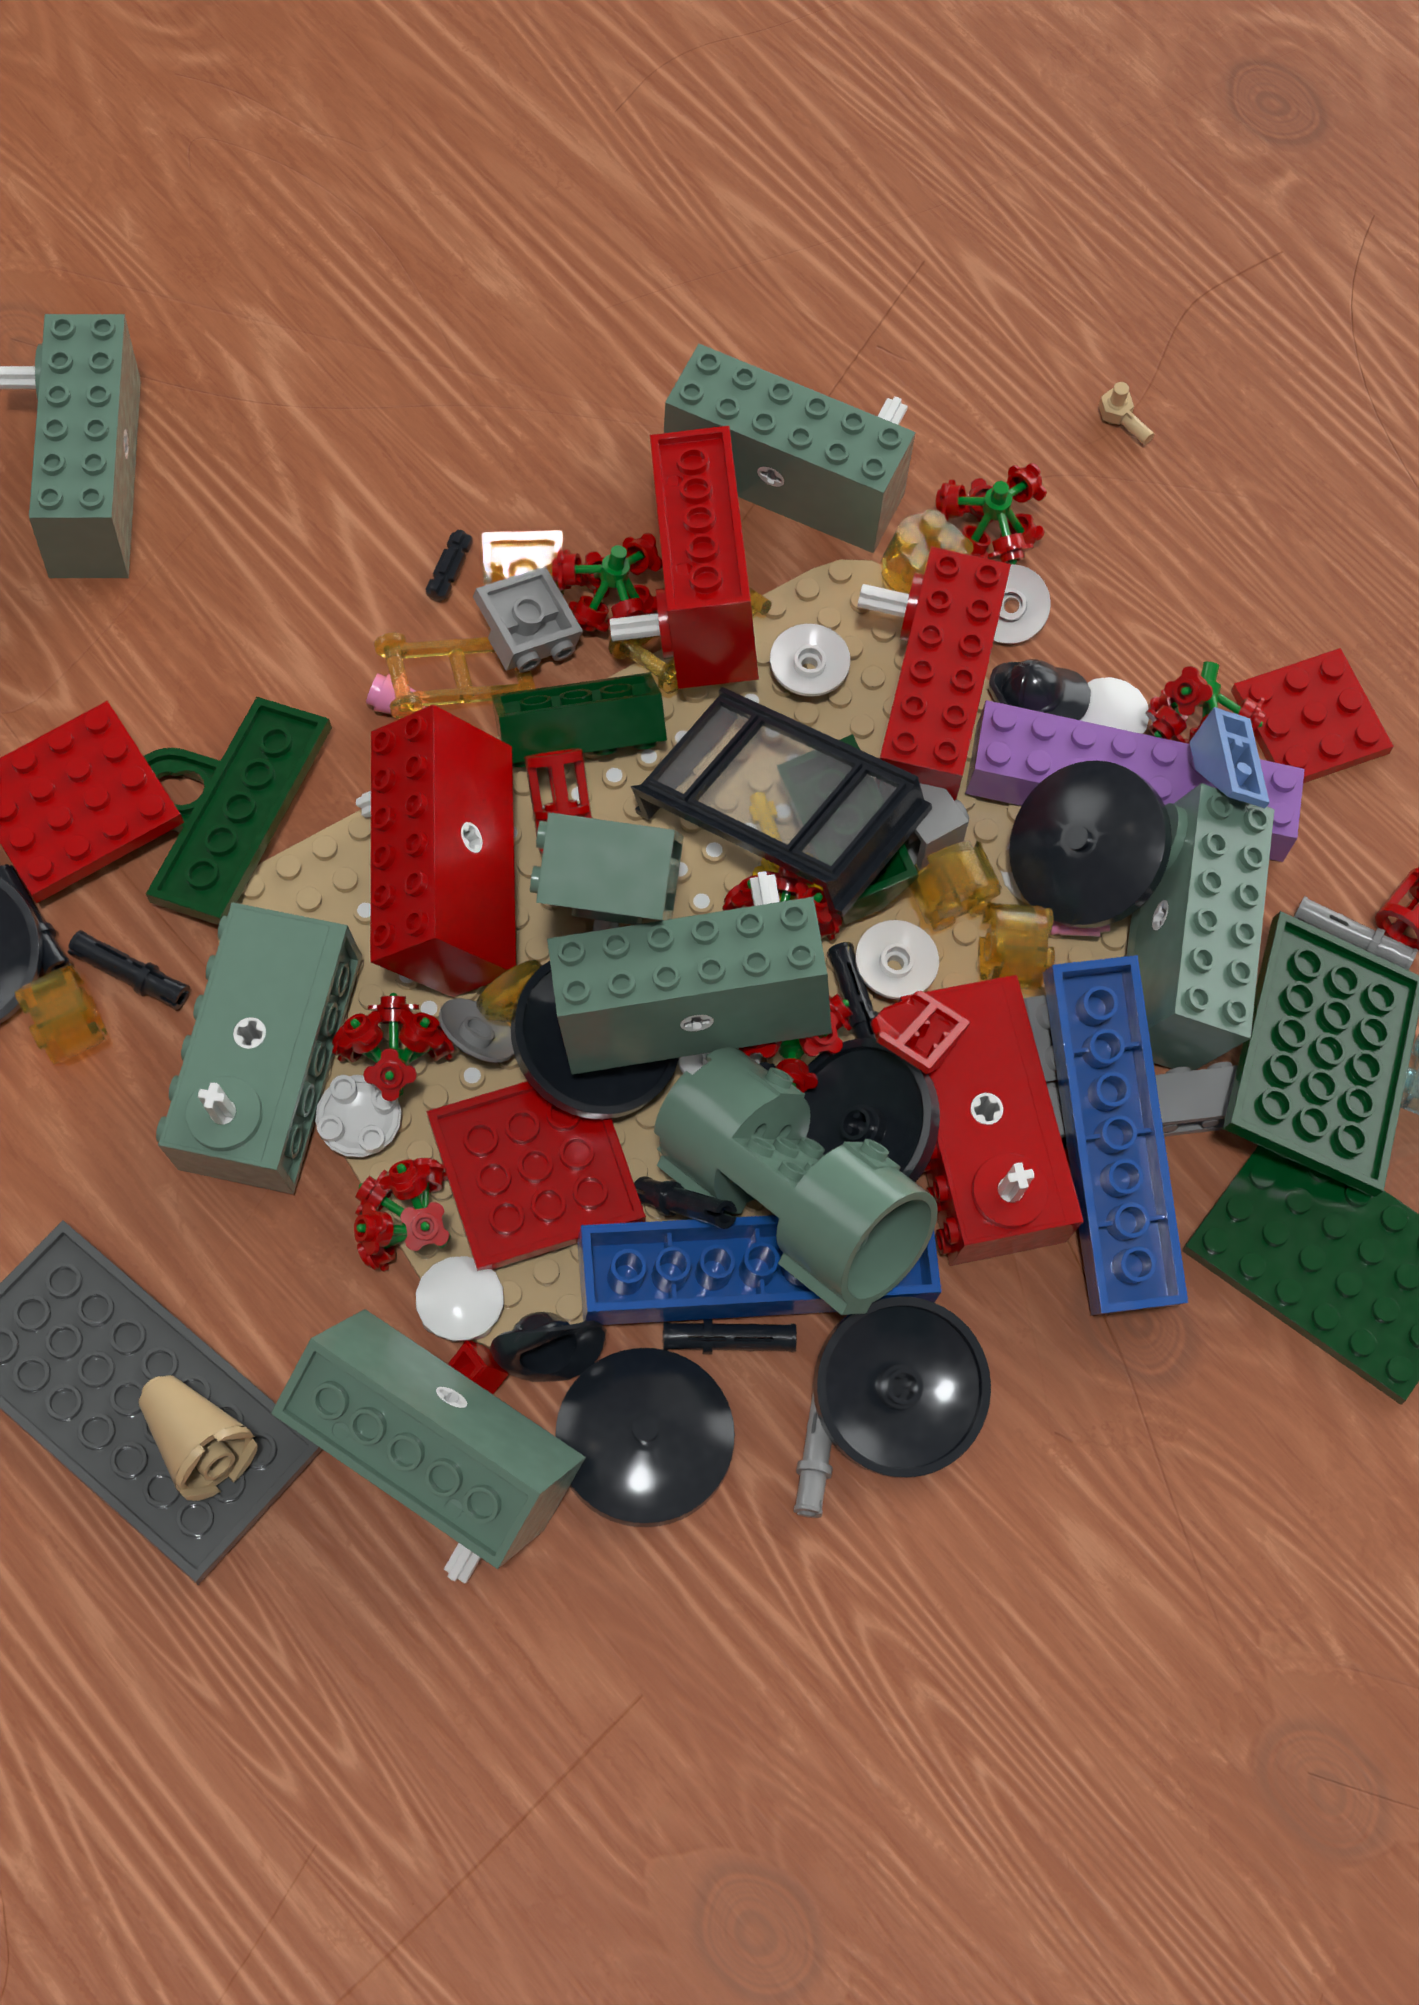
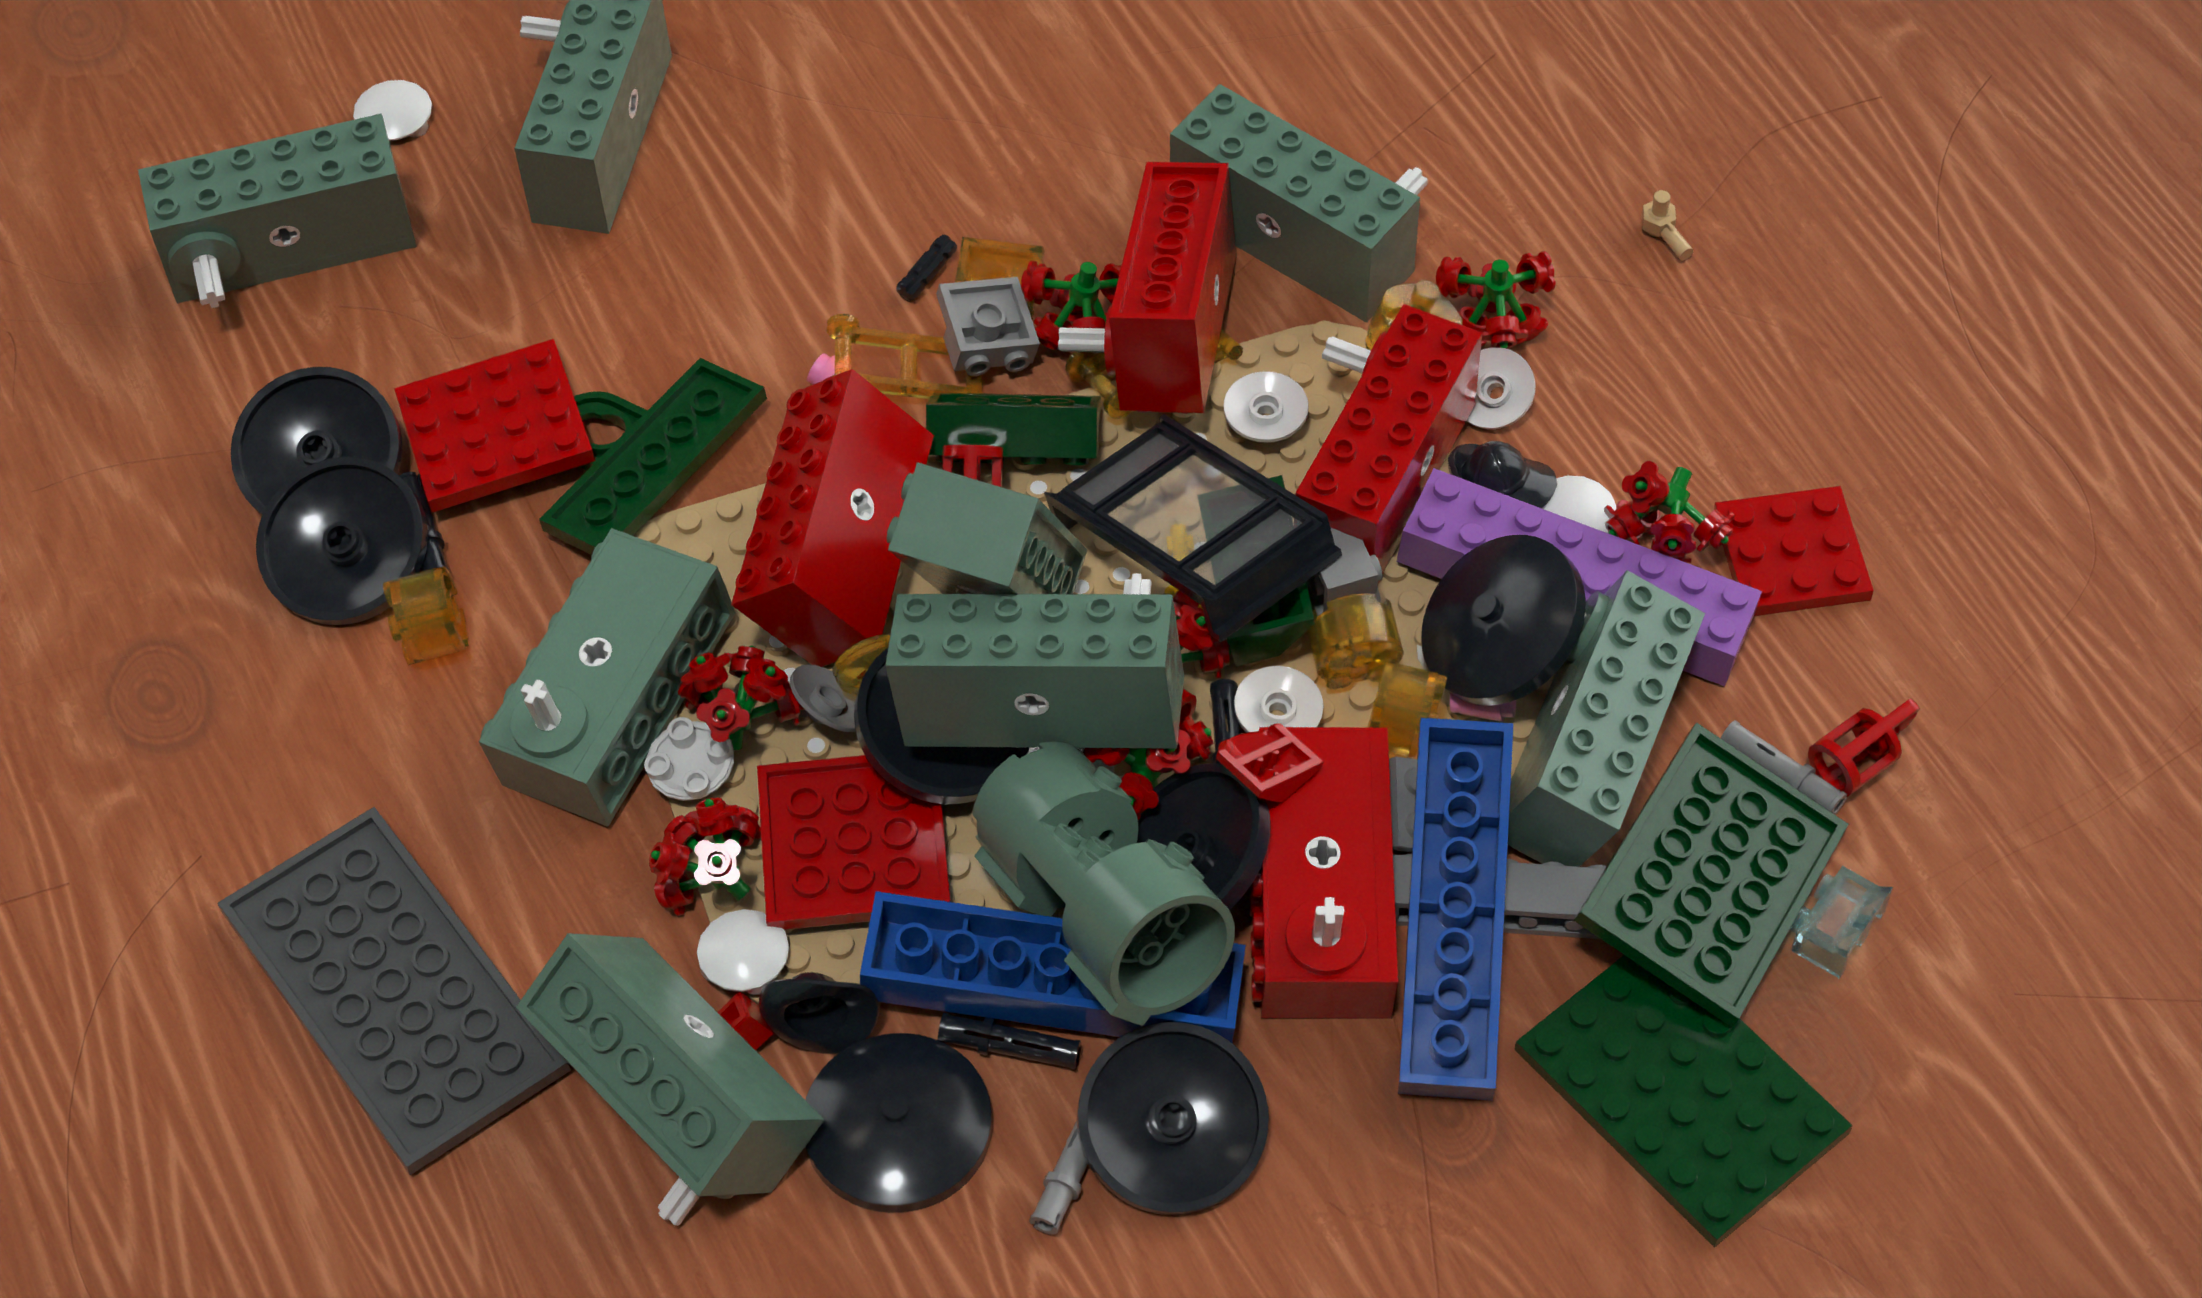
camera: 20 degrees right, 10 degrees down
(143, 977) = (517, 598): black pin -> none
(195, 1437) = (442, 1028): tan cone -> none
(674, 1199) = (982, 890): black pin -> none
(1229, 758) = (1669, 552): medium blue slope -> none

